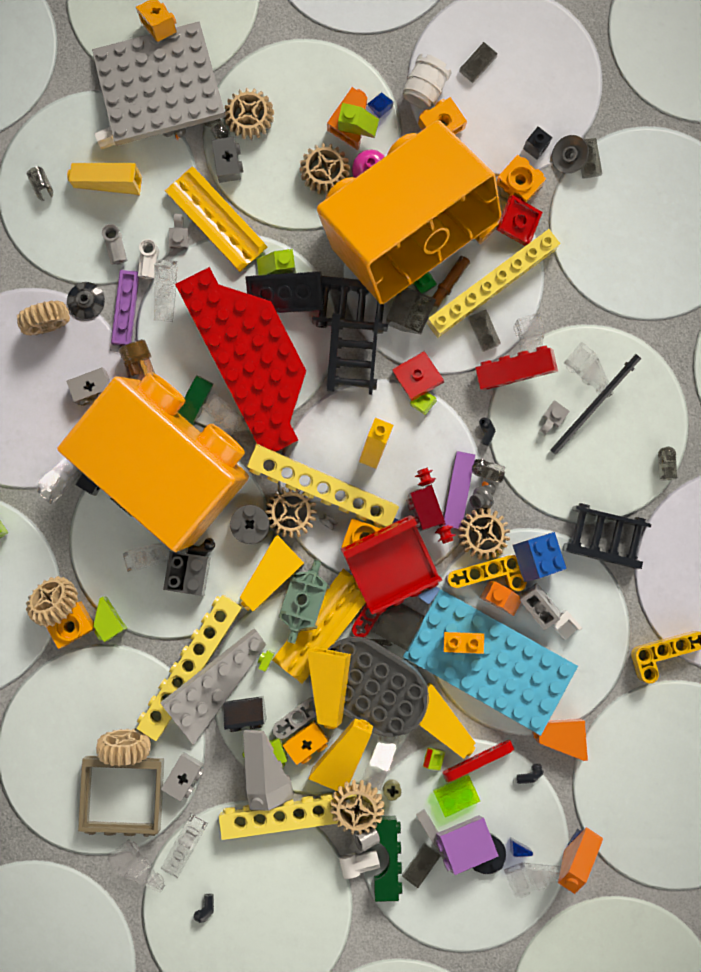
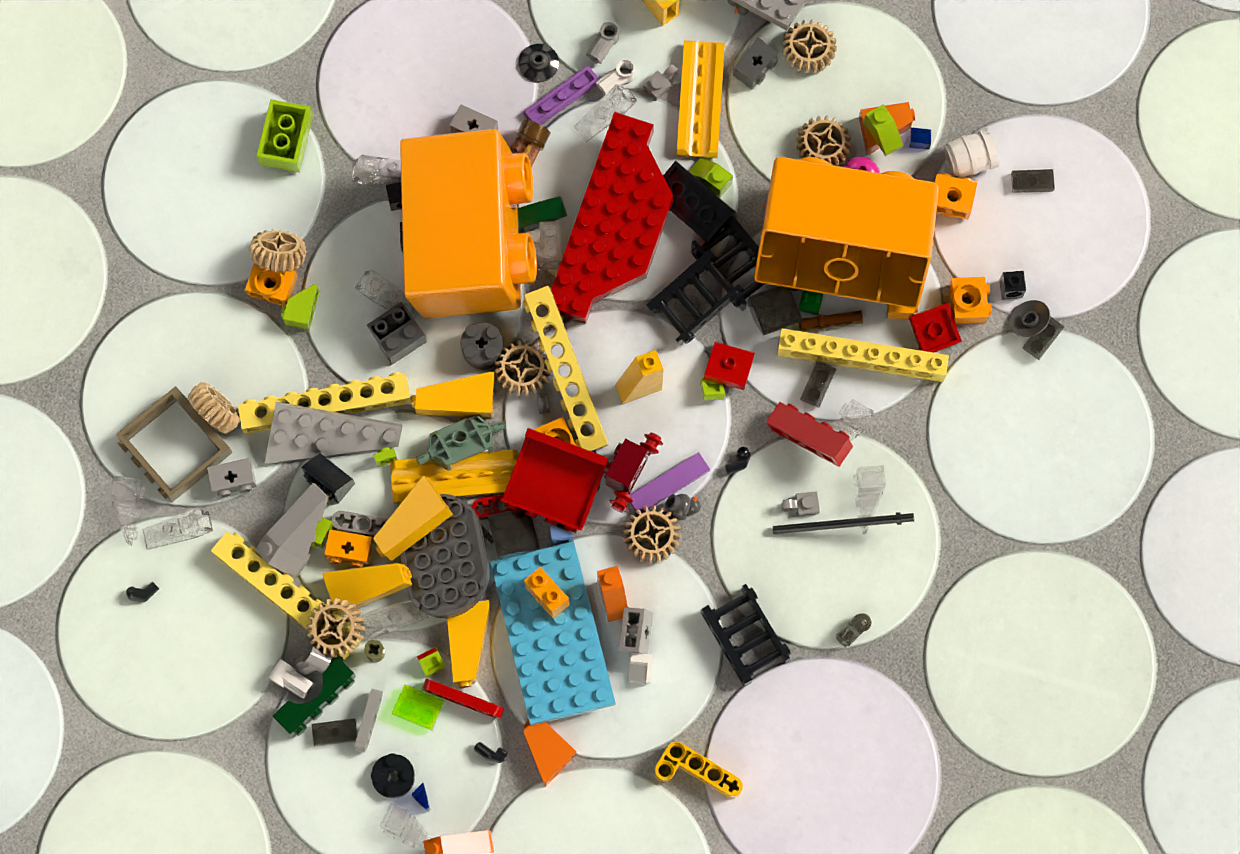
camera: 50 degrees right, 10 degrees down
(43, 317) = (493, 43): tan gear -> none
(204, 549) = (429, 330): black arm -> none
(217, 128) = (773, 35): clear smoke piece -> none
(466, 845) = (385, 744): medium lavender brick -> none
(484, 574) = (624, 558): yellow beam -> none
(488, 470) = (707, 491): clear smoke piece -> none
(539, 557) = (675, 591): blue brick -> none

